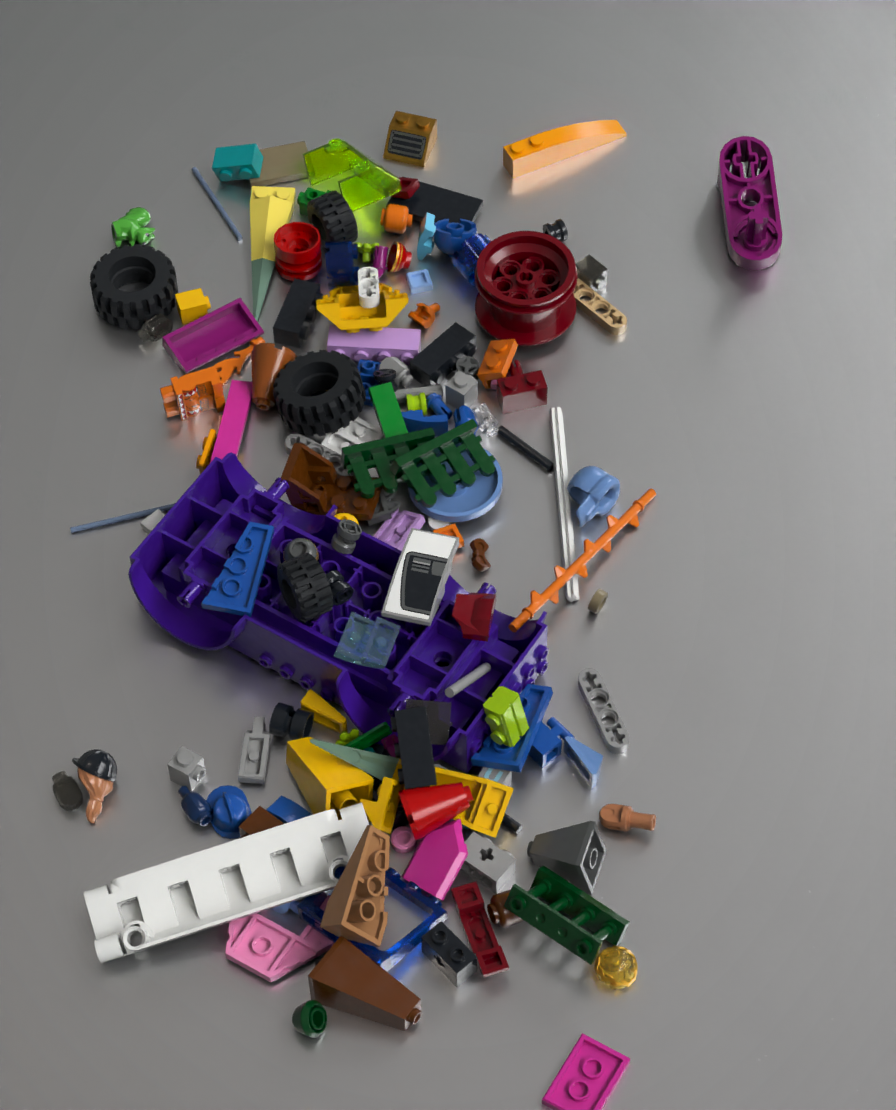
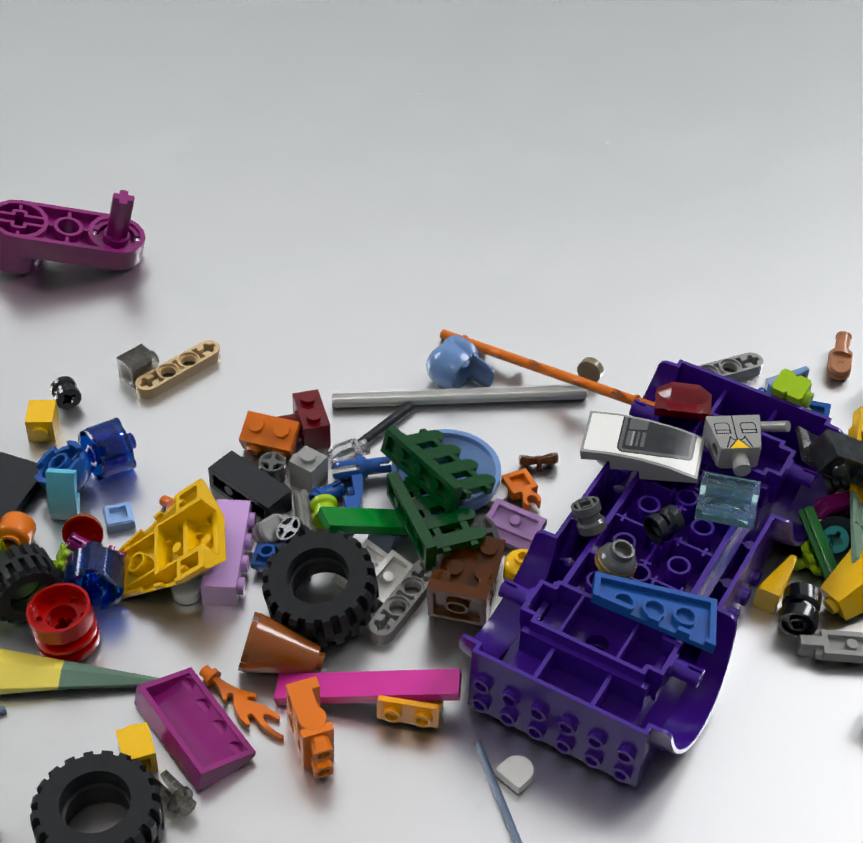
camera: 95 degrees left, 10 degrees down
(297, 313) = (164, 630): black brick -> none
(305, 587) = (687, 534): black tyre -> none
(368, 287) = (173, 529): white beam -> none
(421, 643) = (733, 441): none -> light grey torso
(520, 218) = (42, 420): none -> yellow brick
(526, 287) = (177, 394): dark red wheel -> none

